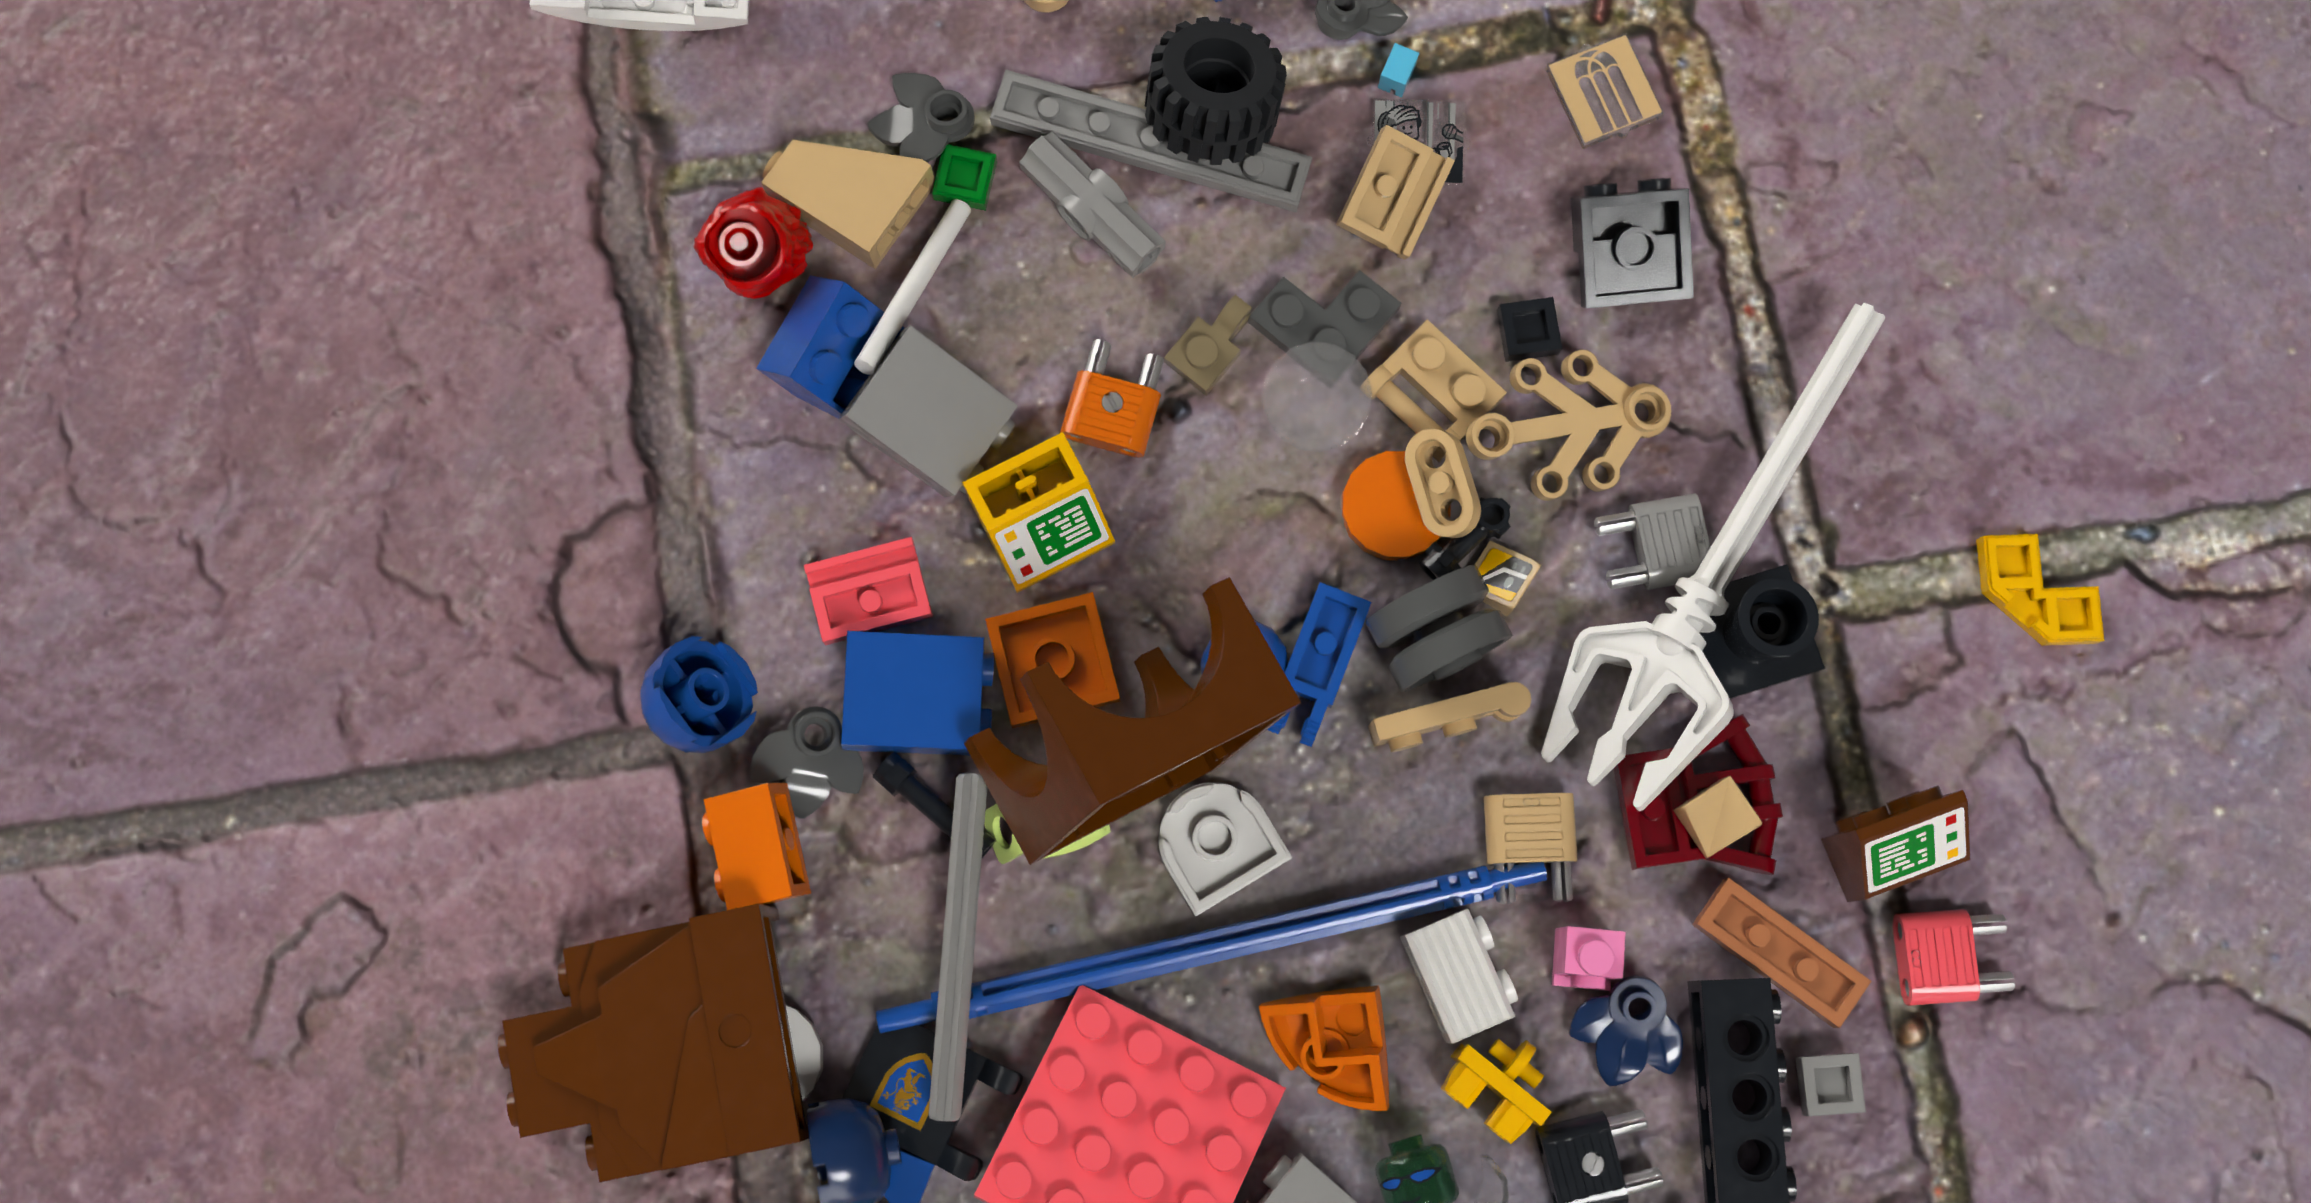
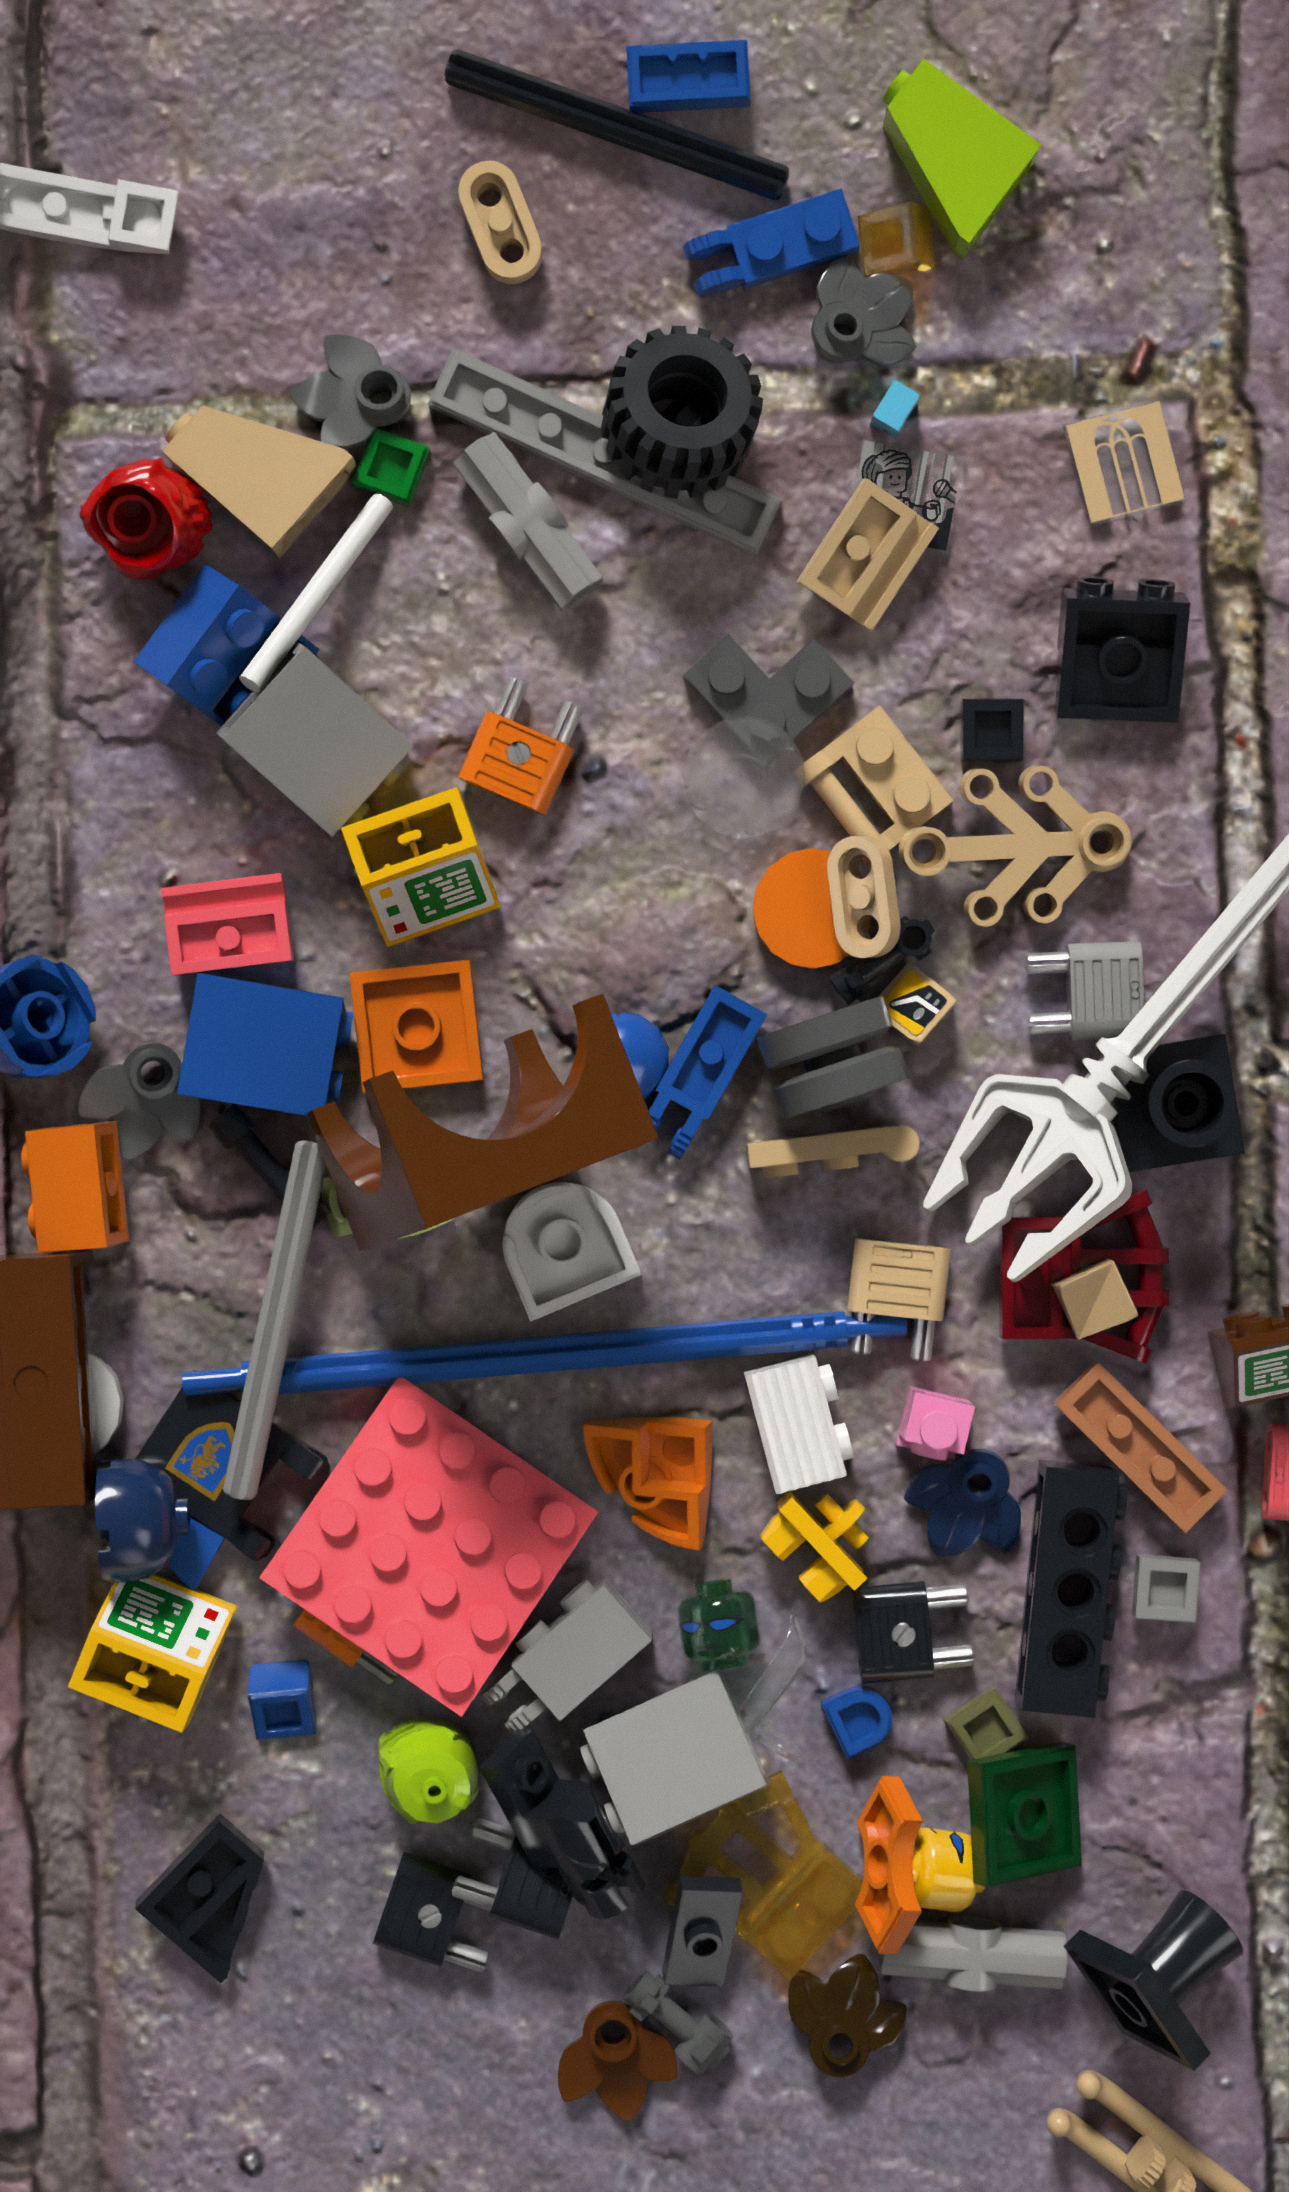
camera: 15 degrees right, 10 degrees up
(1206, 350) = (631, 706): dark tan plate -> none

